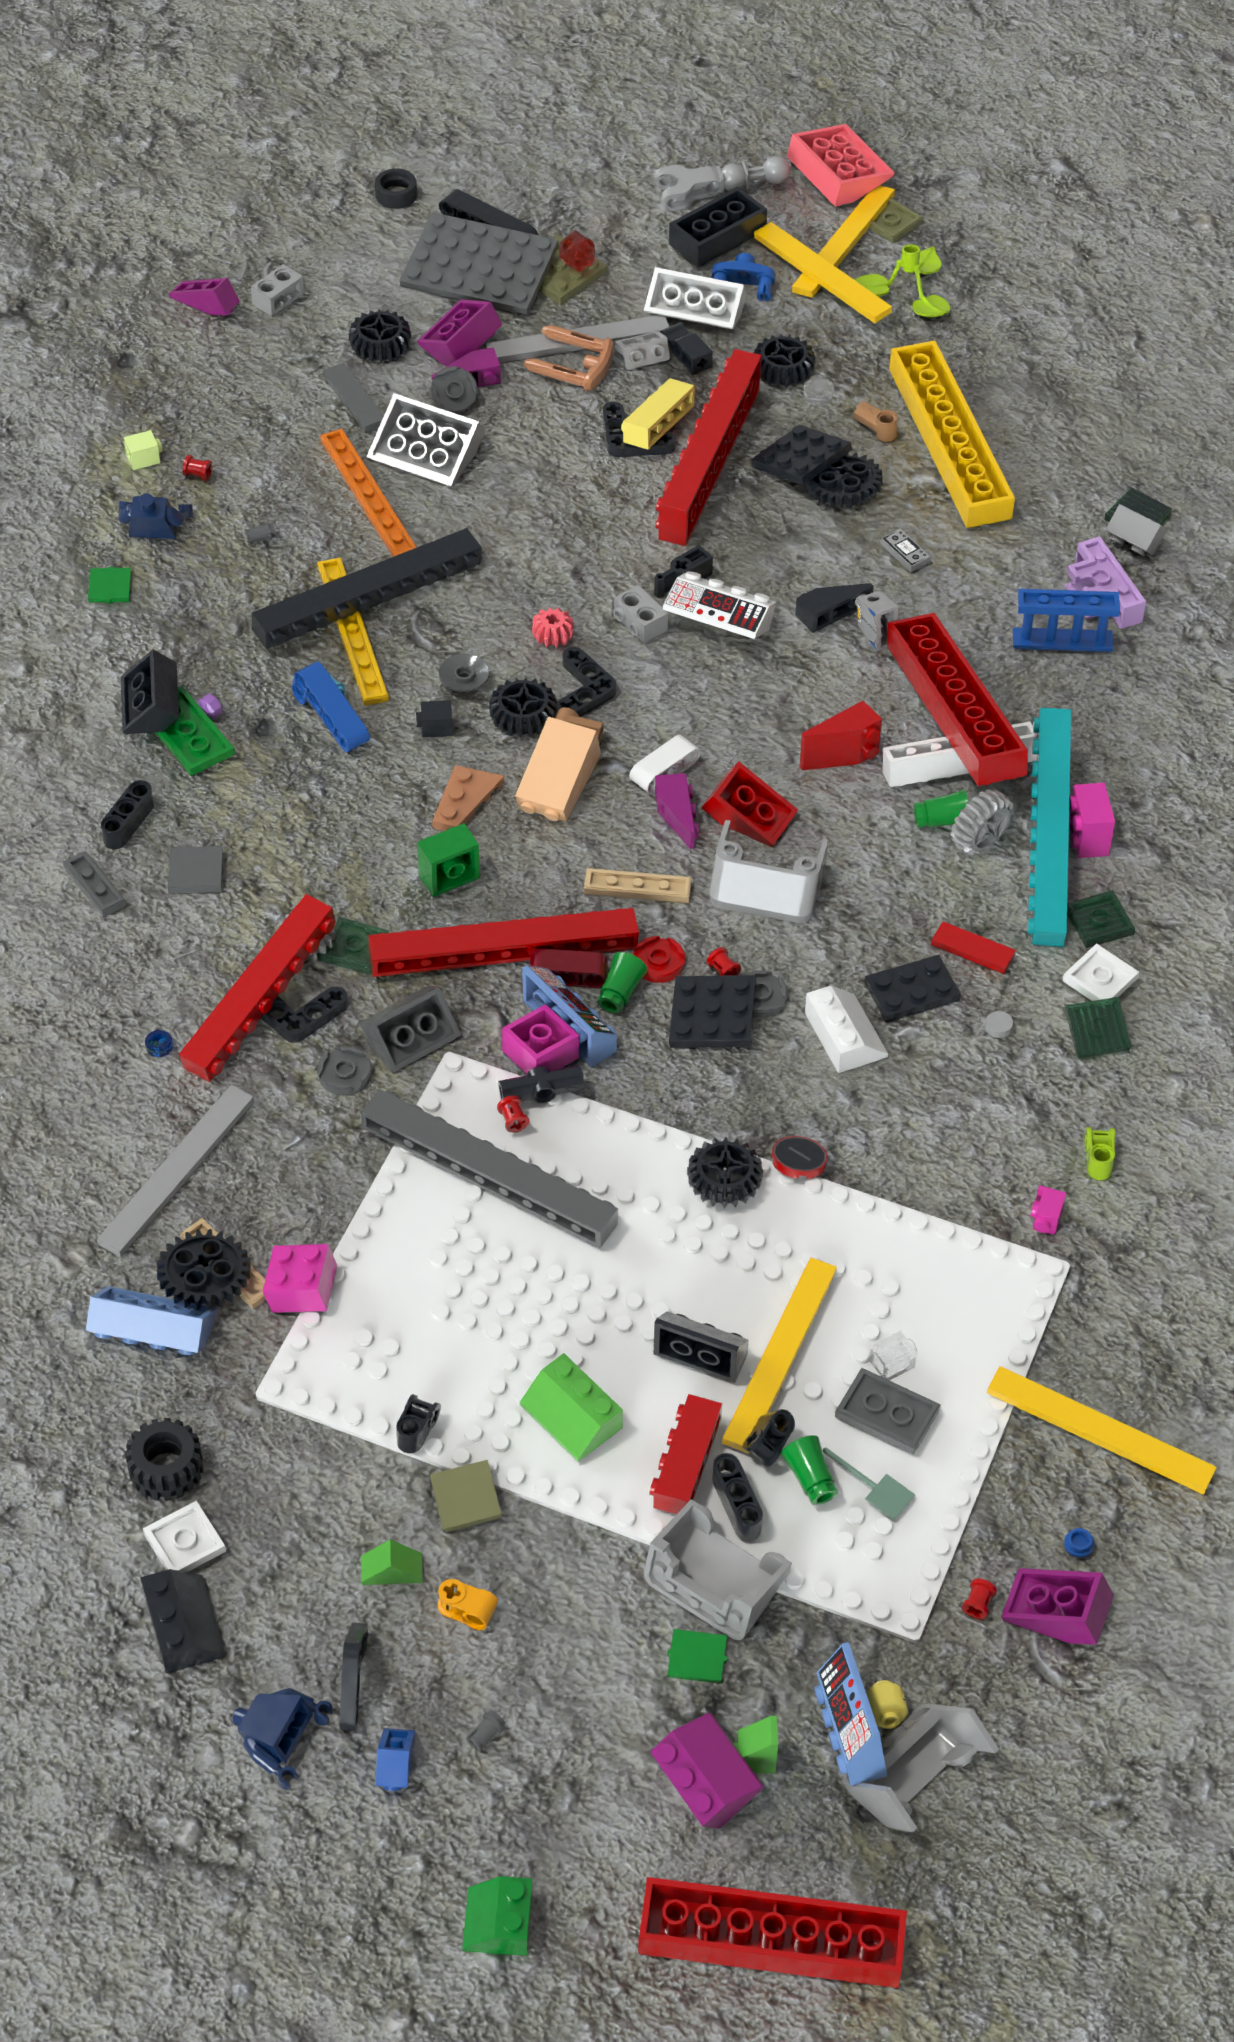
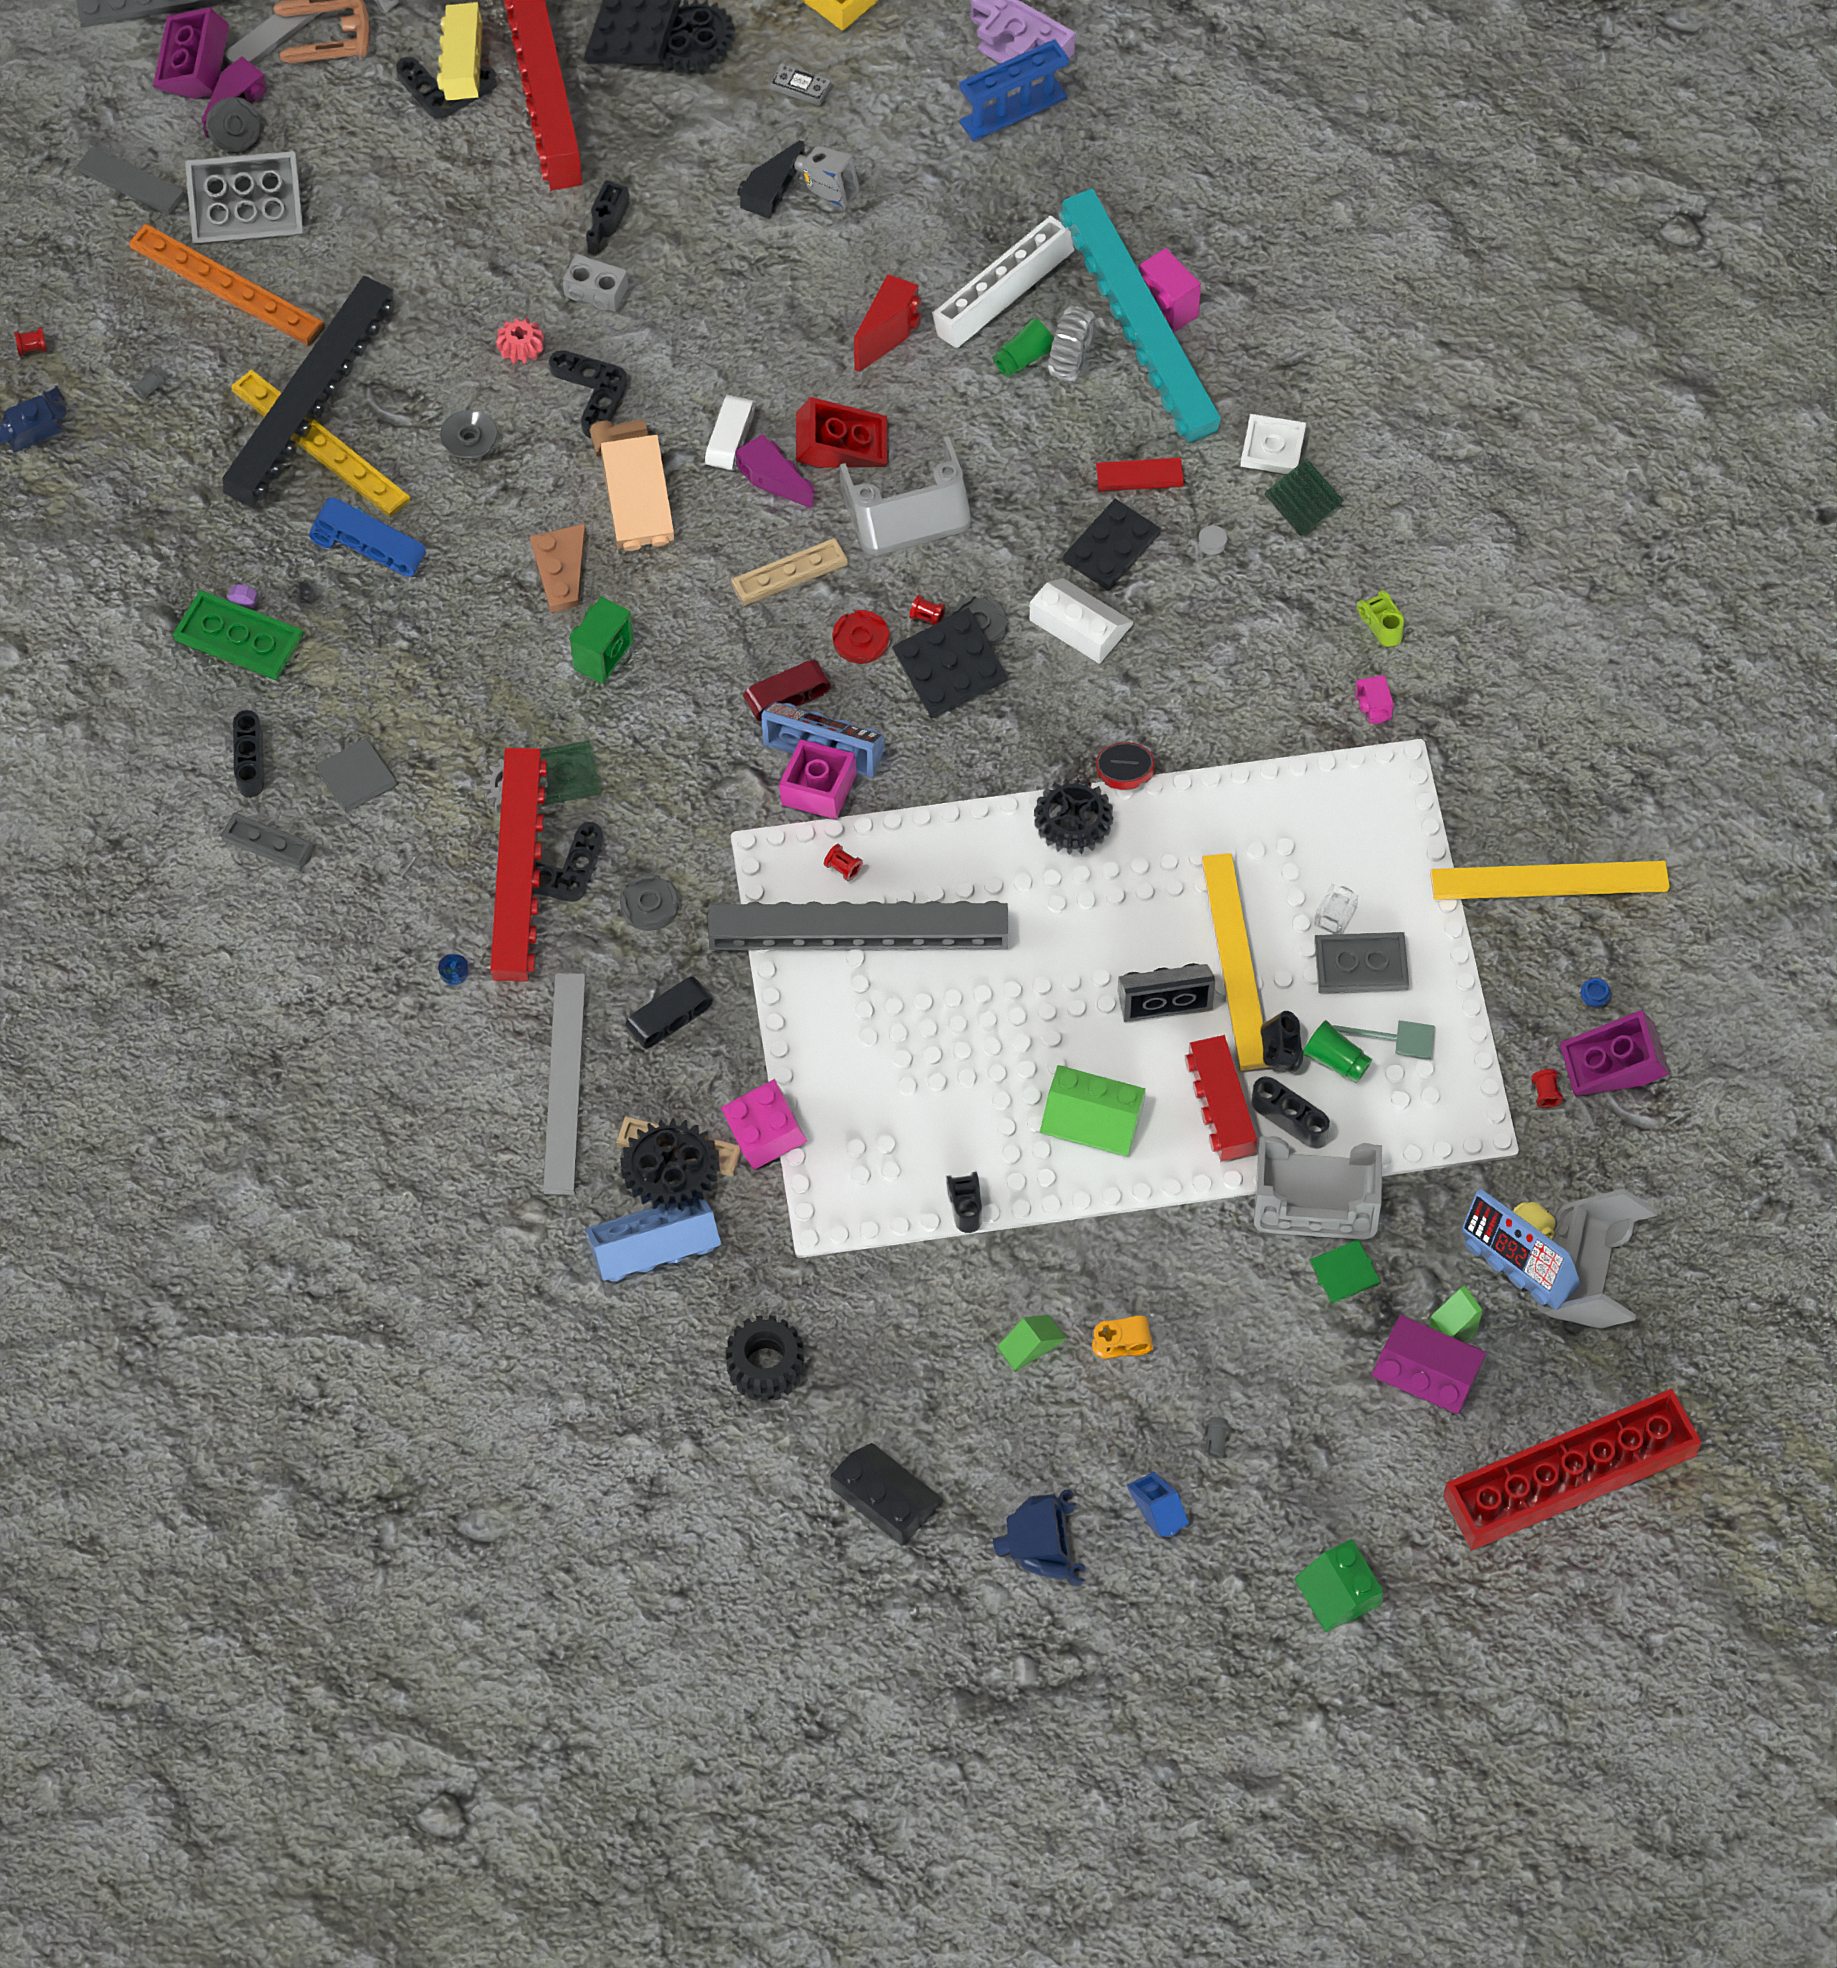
camera: 30 degrees left, 10 degrees up
(109, 585) = (35, 516): green piece -> none
(150, 695) = (181, 617): black slope -> none
(184, 1539) = (834, 1420): white plate -> none
(295, 1158) = (669, 1012): none -> black beam
(353, 1653) = (1069, 1436): black beam -> none
(379, 335) = (108, 97): black gear -> none
(410, 1028) = (683, 827): dark grey slope -> none
(435, 718) = (476, 497): black brick -> none
(465, 1496) = (1052, 1242): olive tile -> none
(500, 941) = (708, 696): red brick -> none
(522, 706) = (543, 453): black gear -> none
(543, 1084) = (849, 819): black piece -> none
(621, 981) = (847, 678): green plant -> none
(720, 605) = (671, 236): slope -> none
(957, 699) = (971, 227): red brick -> none
(1099, 919) = (1235, 385): clear green tile -> none

